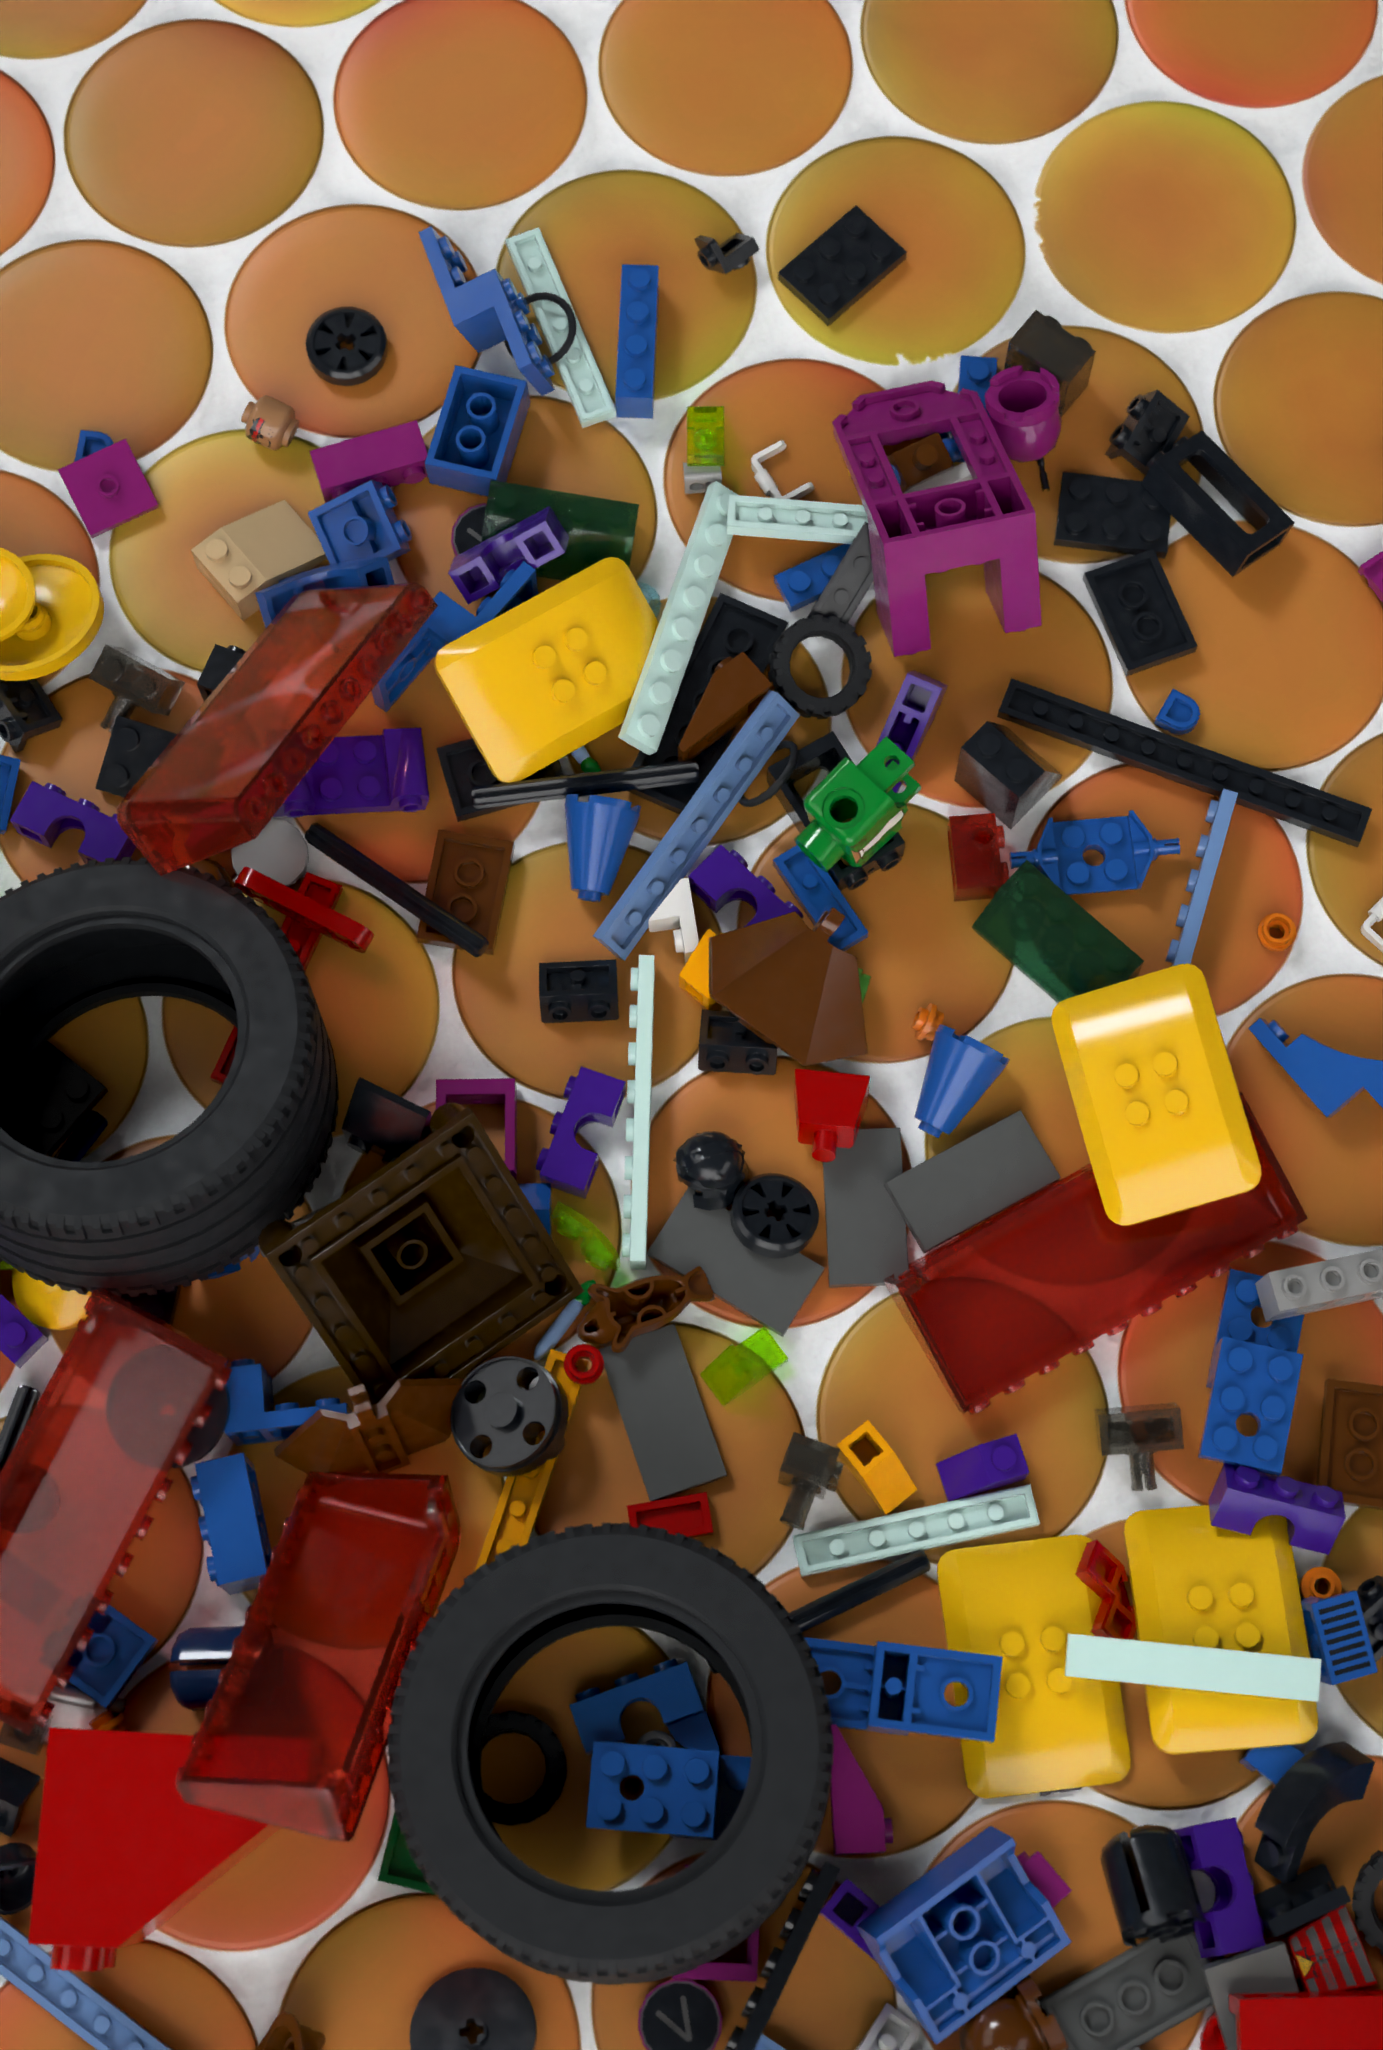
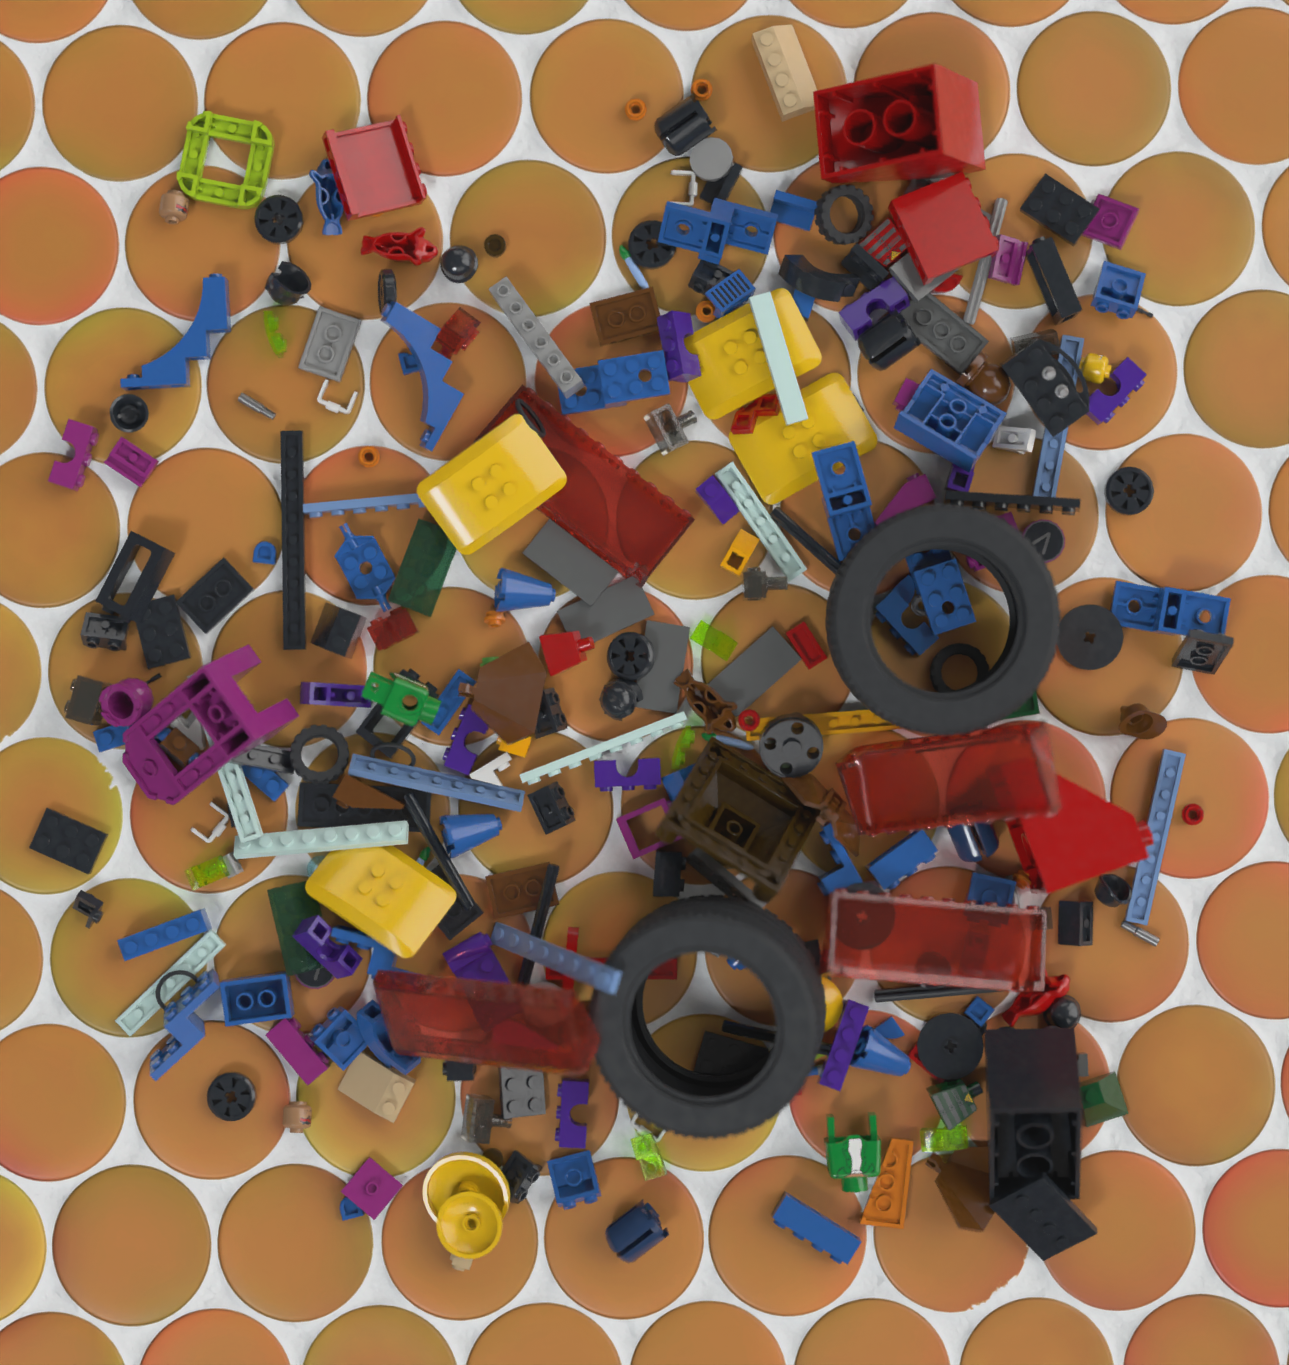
camera: 110 degrees left, 15 degrees up
(65, 683) = (494, 1155): none -> dark brown tile
(327, 875) = (556, 957): none -> medium blue plate
(1249, 1221) = (518, 402): none -> black tyre

